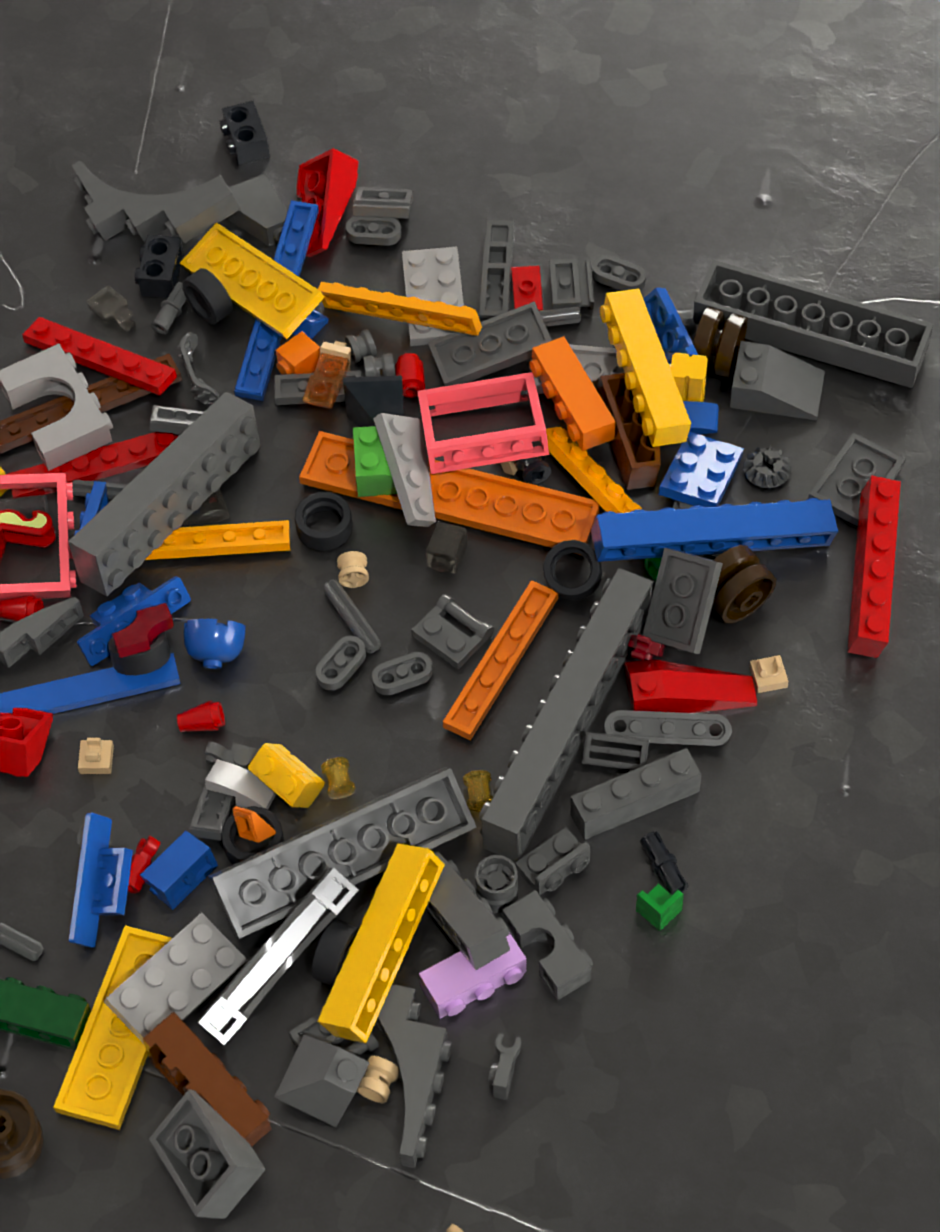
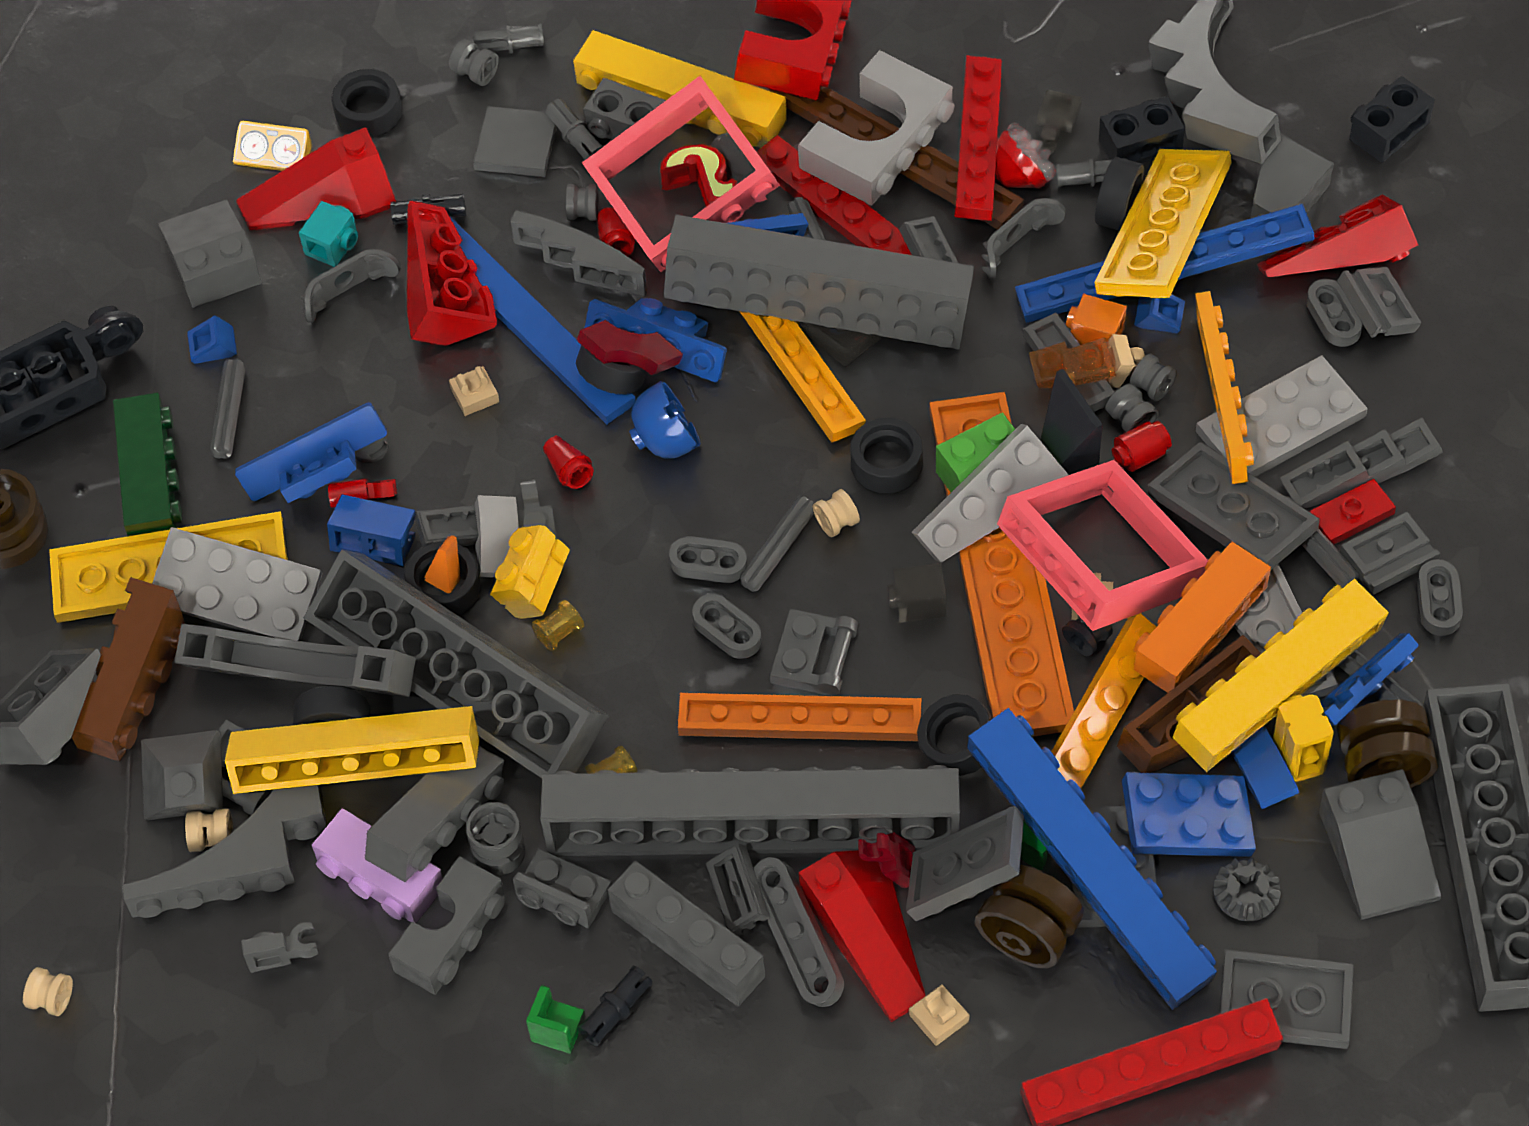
camera: 65 degrees right, 0 degrees up
(137, 336) = (1021, 160): none -> red hair

